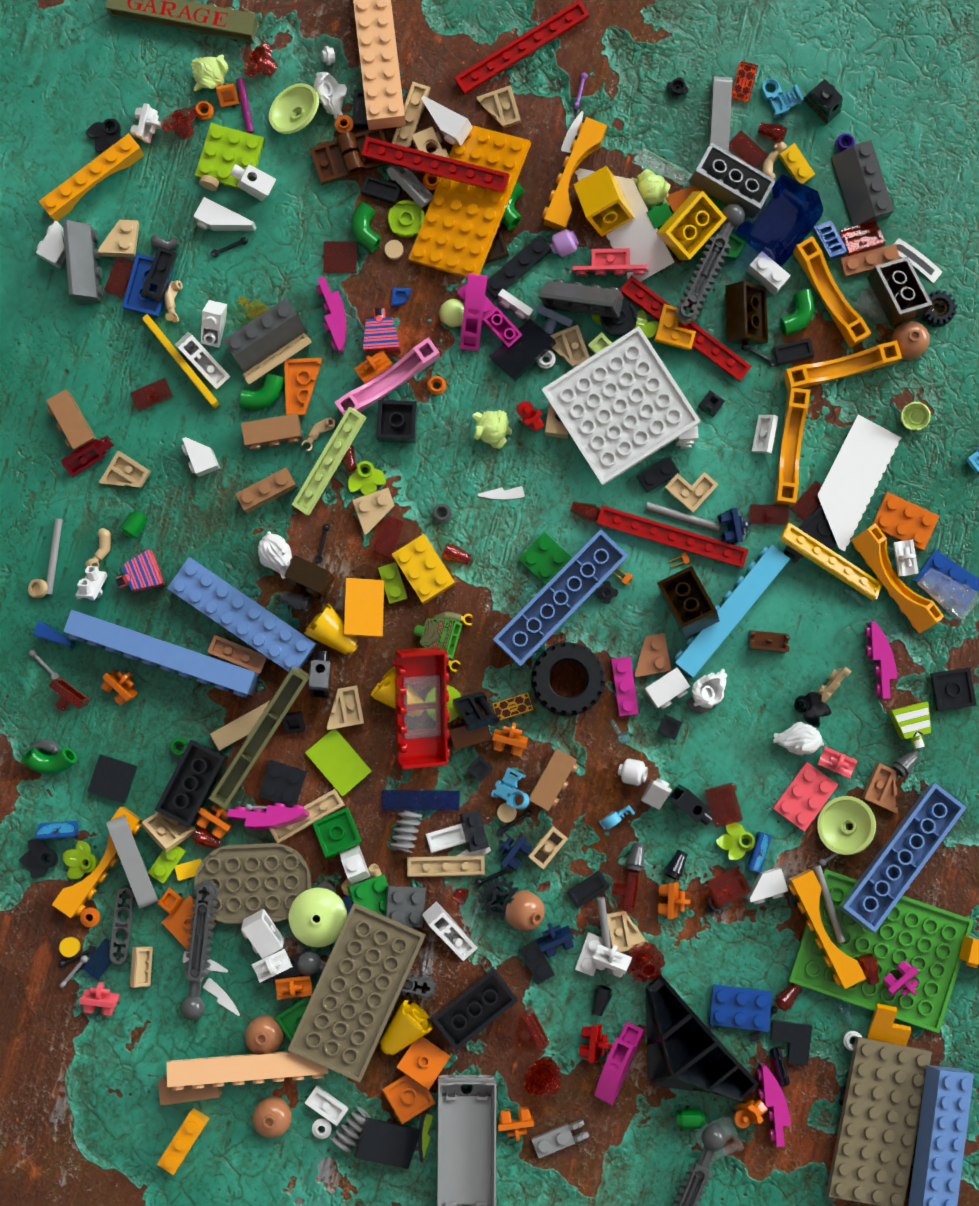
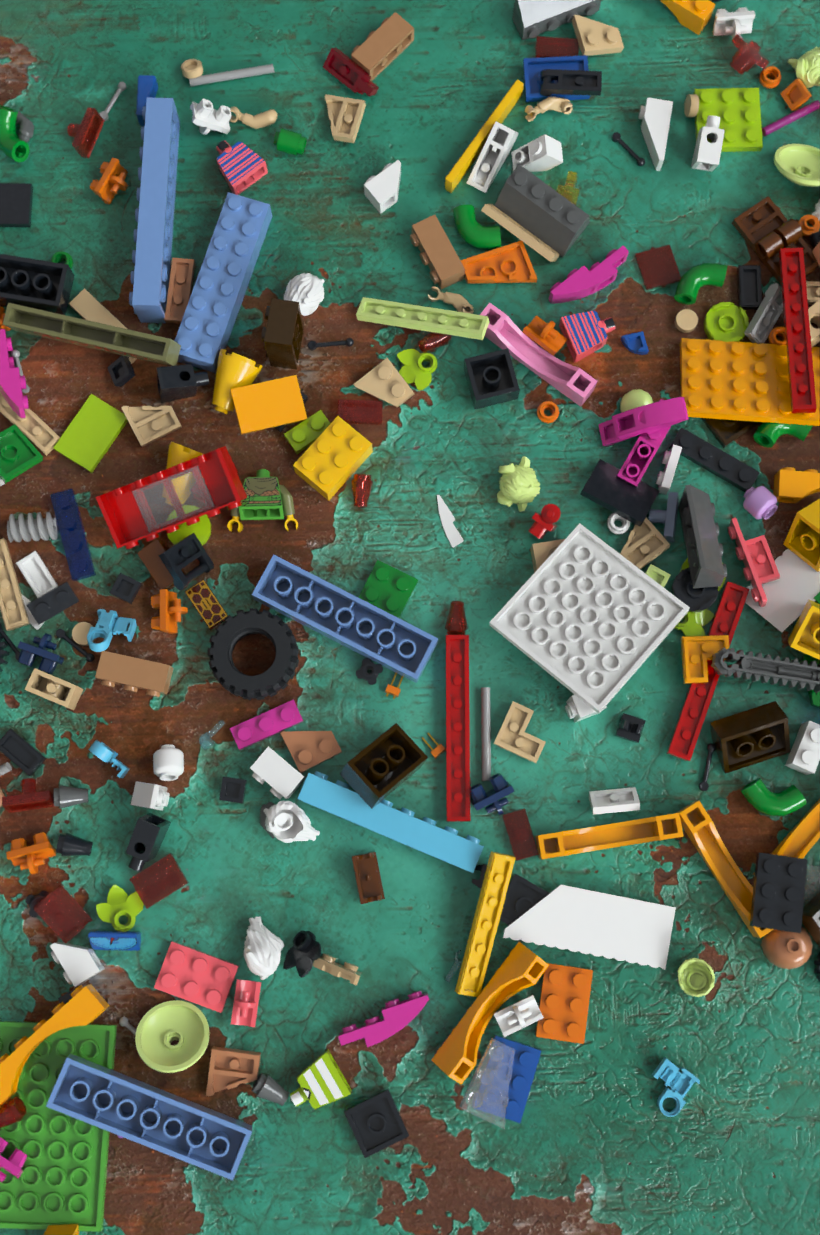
camera: 70 degrees right, 5 degrees down
(151, 394) = (438, 119): clear red tile -> none
(157, 242) = (607, 85): dark grey arm -> none
(266, 490) = (369, 265): medium nougat brick -> none
(282, 783) = (51, 381): black plate -> none
(299, 601) = (254, 336): dark grey cone -> none
(439, 507) = (404, 454): dark grey plate -> none
(658, 474) = (526, 690): black plate -> none
(793, 351) = (724, 807): black tile -> none
(807, 502) = (549, 876): clear red tile -> none
(829, 904) = (72, 1042): light grey bar -> none
(873, 333) = (778, 892): none -> black plate

